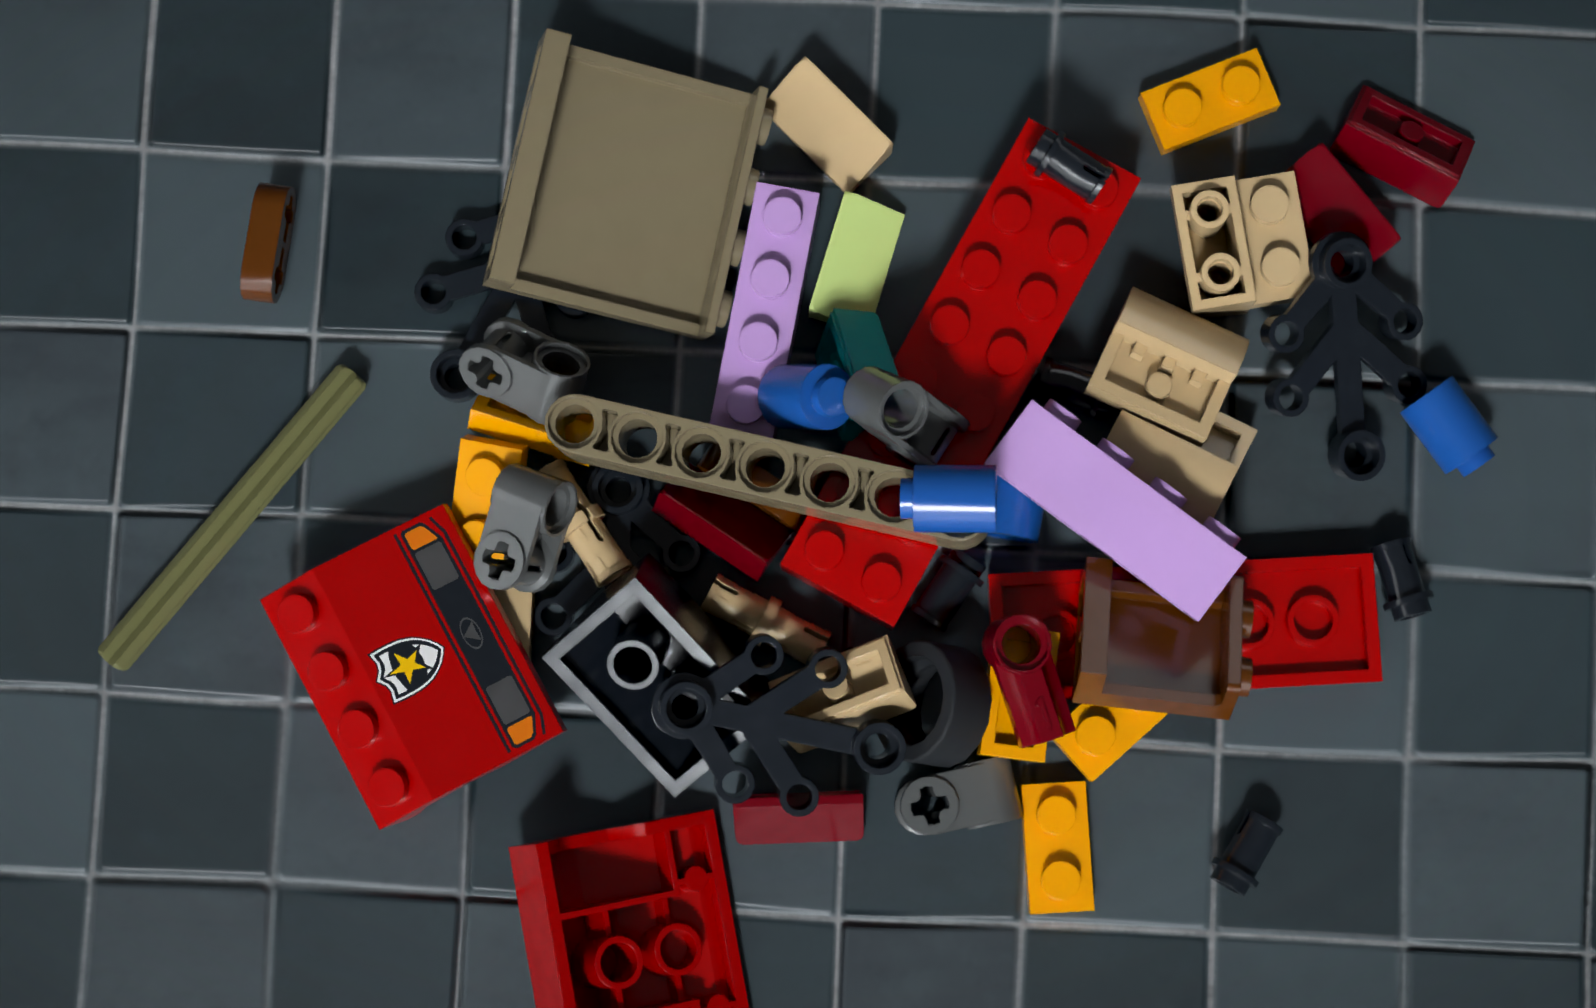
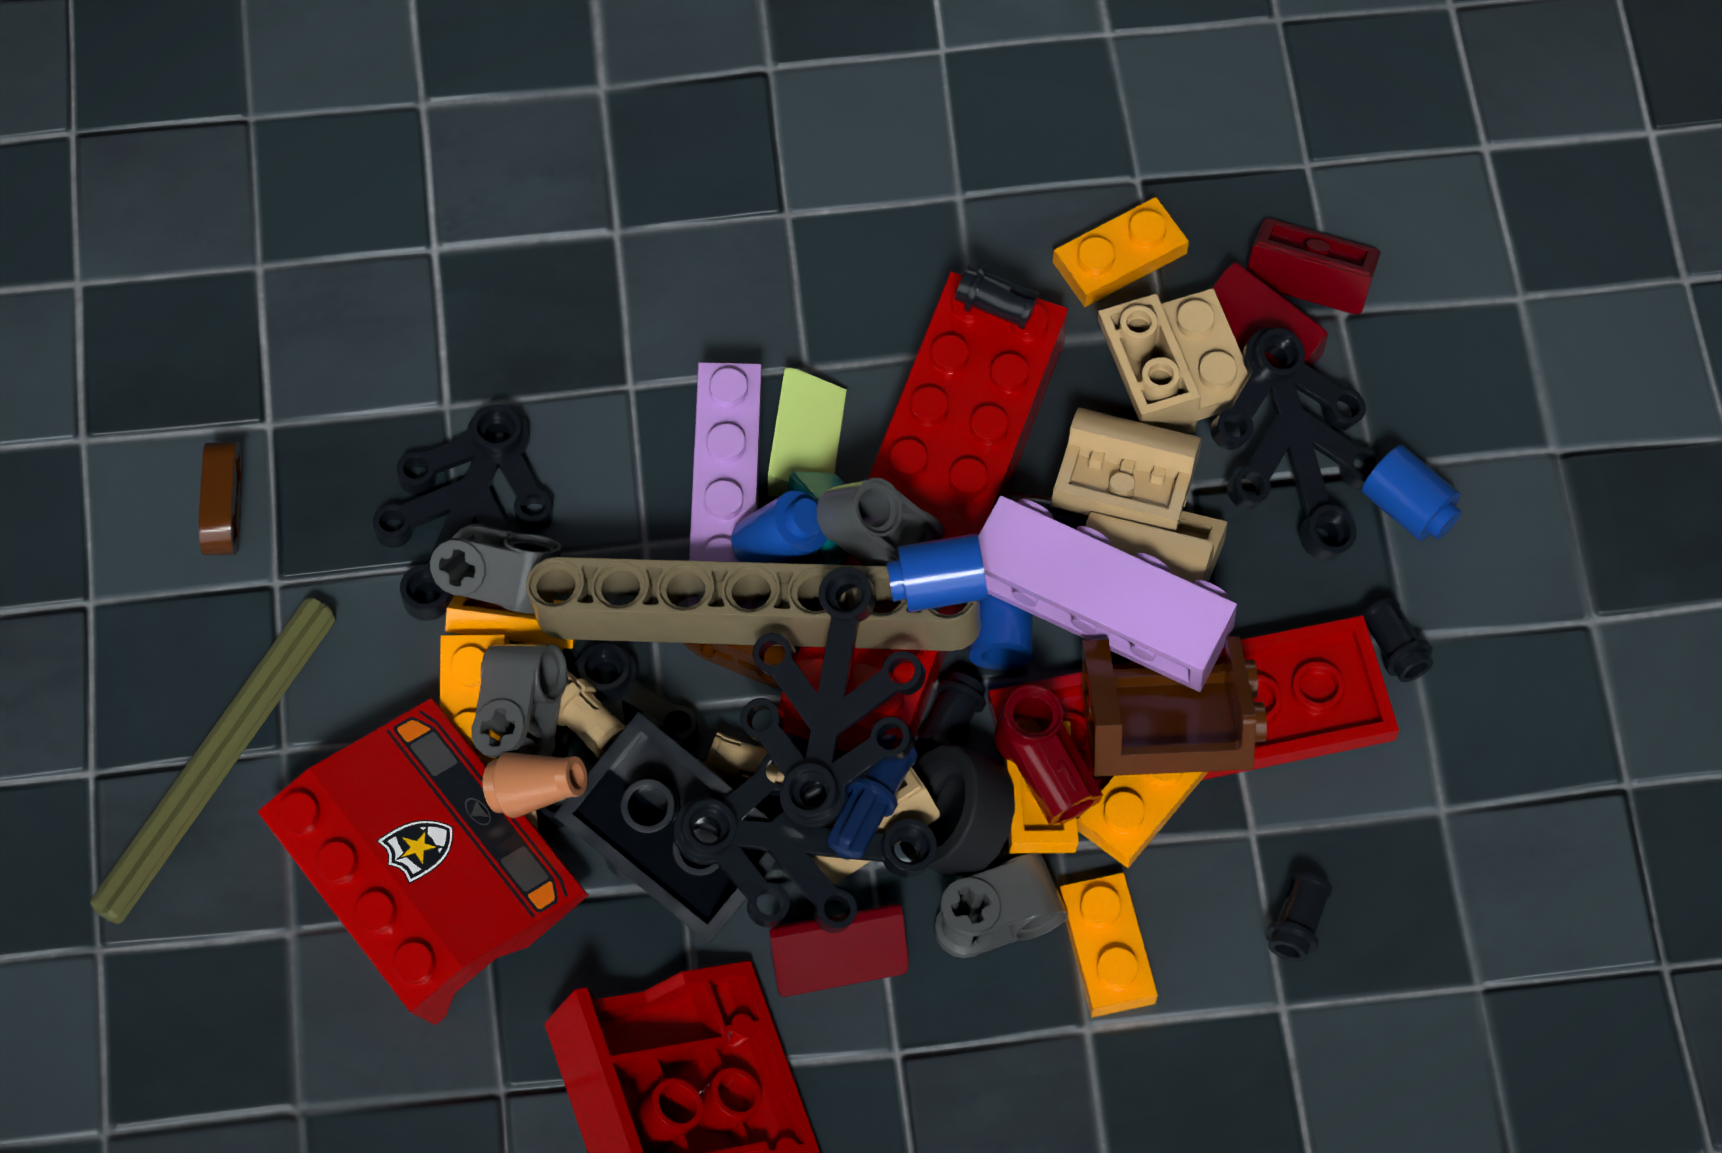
camera: 15 degrees left, 20 degrees down
(522, 623) = (529, 782): none -> nougat cone
(627, 190) = (572, 399): dark tan panel -> none
(724, 526) = (707, 684): dark red slope -> none
(819, 610) = (830, 710): none -> black plant
(828, 126) = (758, 319): tan slope -> none
(848, 700) = (868, 803): none -> dark blue axle

